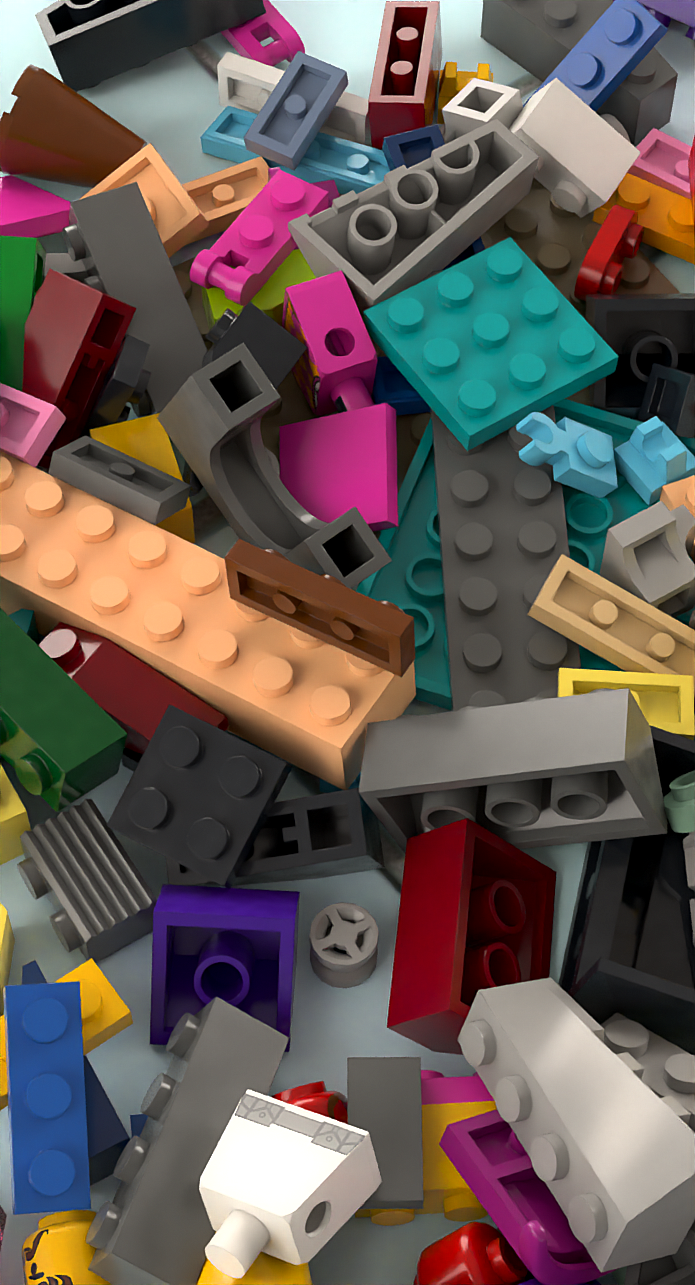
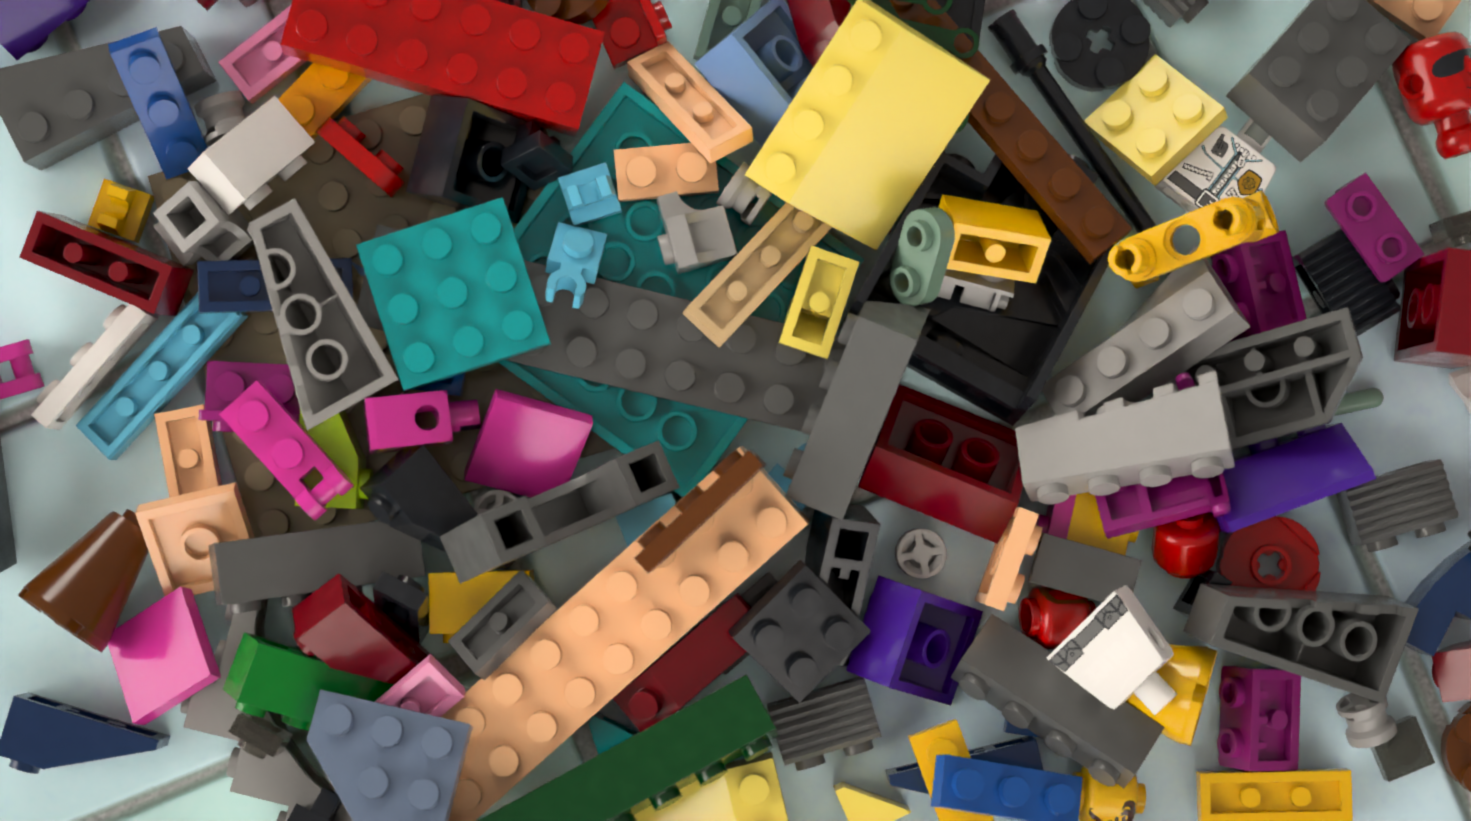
camera: 70 degrees left, 30 degrees up
(296, 110) = (131, 375): sand blue plate -> none
(366, 1024) = (1001, 577): none -> light nougat plate

